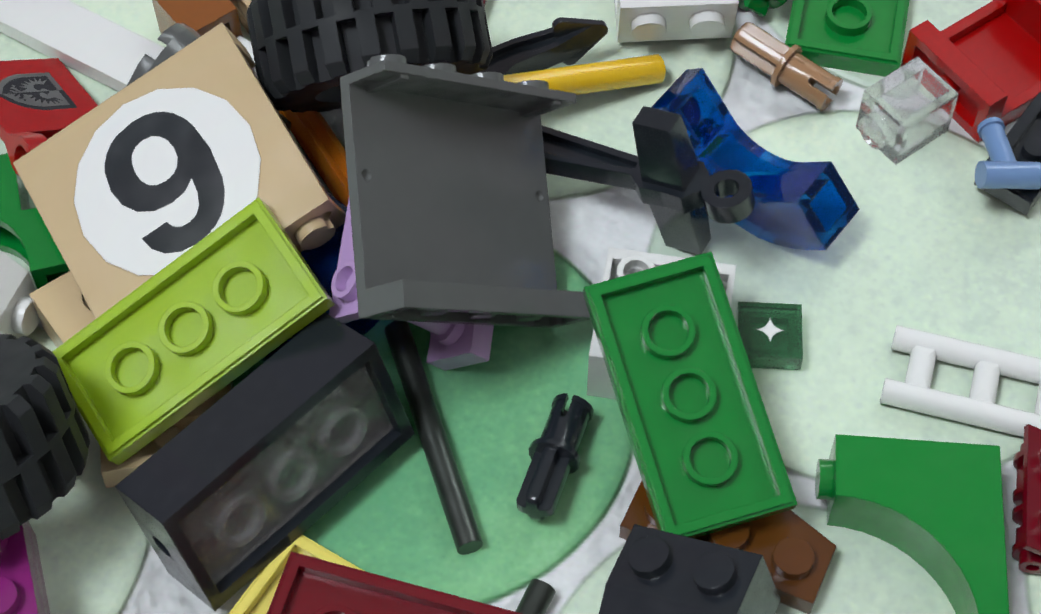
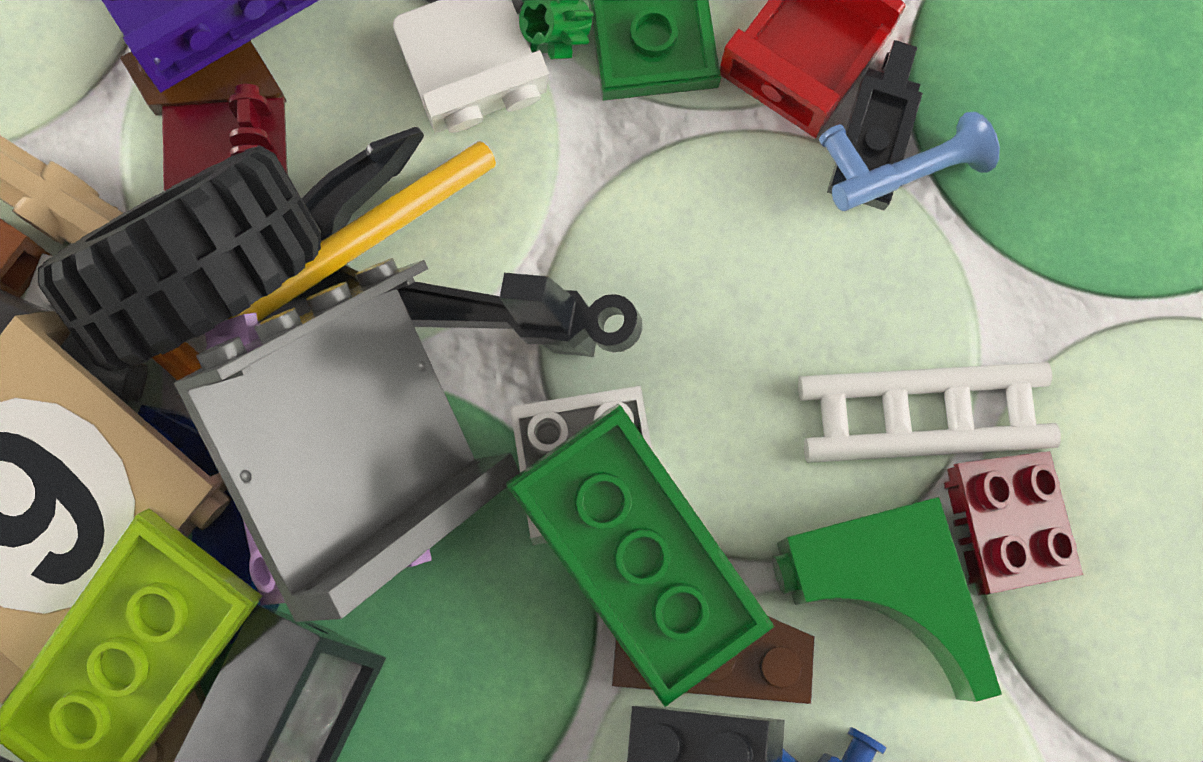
camera: 25 degrees left, 20 degrees up
(433, 438) = (423, 675): pearl dark grey bar -> none
(554, 457) = (527, 636): black axle -> none
(771, 334) = (685, 427): clear green tile -> none
(785, 64) = (609, 113): medium nougat axle -> none
(795, 201) = (660, 277): clear blue arch -> none
(906, 110) = (742, 133): clear brick -> none

